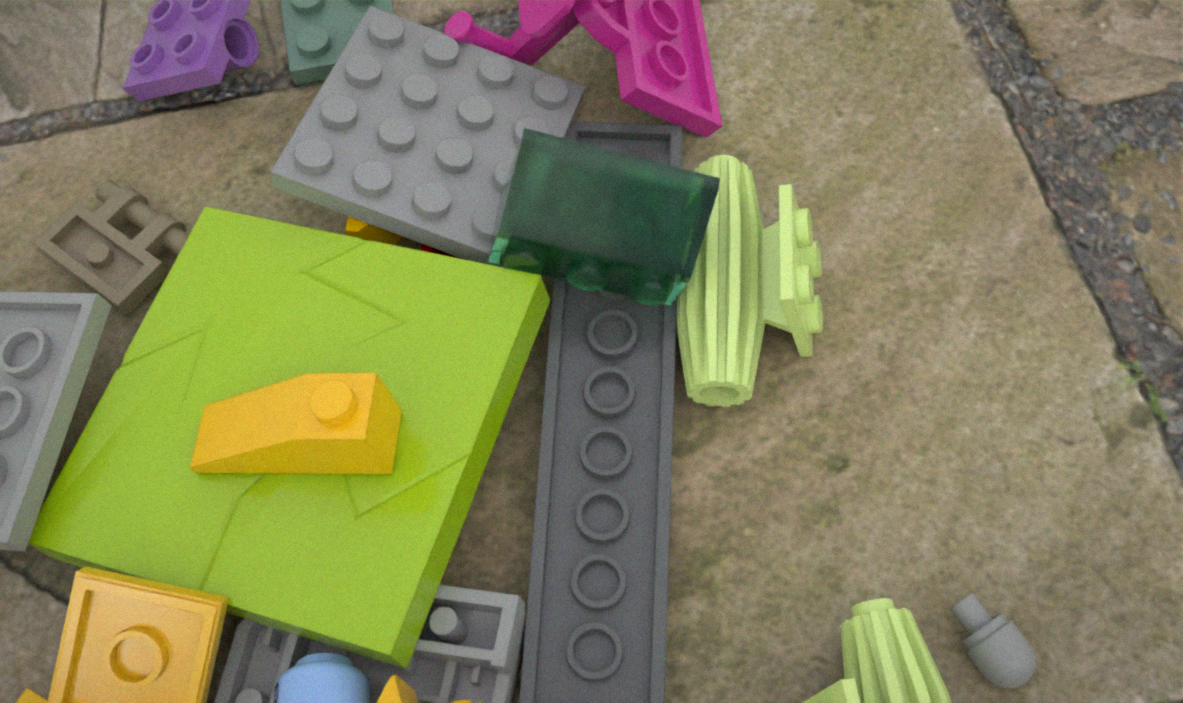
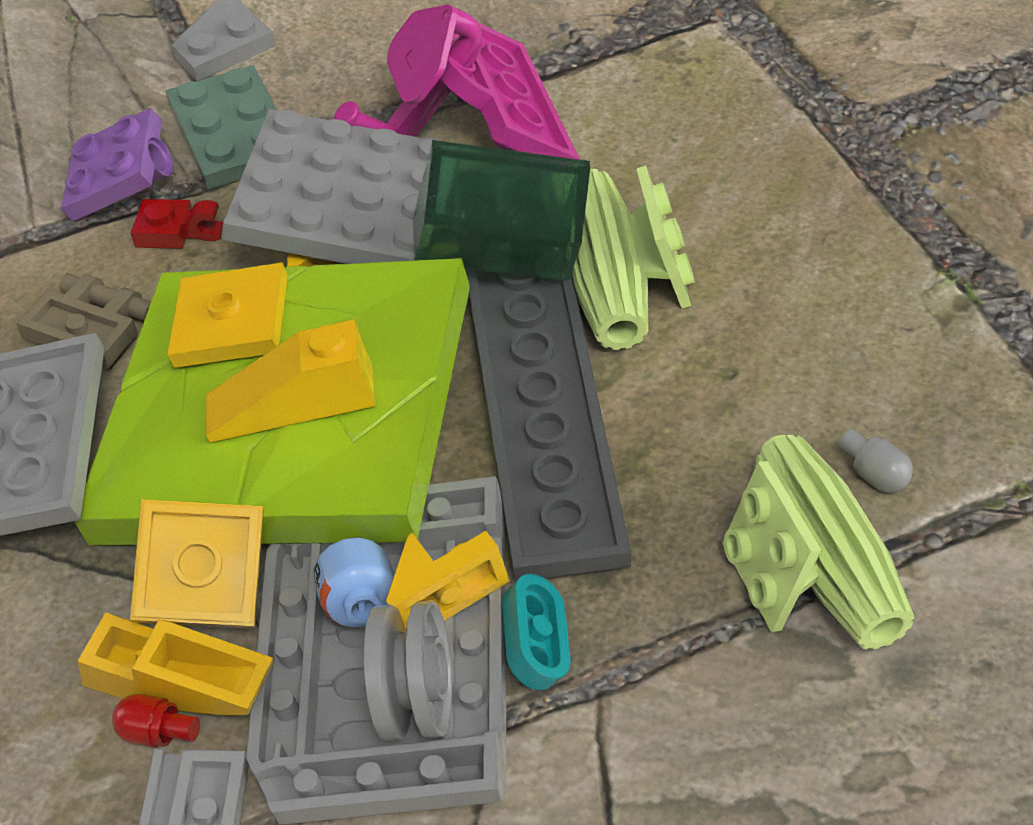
camera: 10 degrees left, 15 degrees down
(239, 127) = (169, 223): none -> red plate
(257, 294) = (228, 315): none -> yellow plate

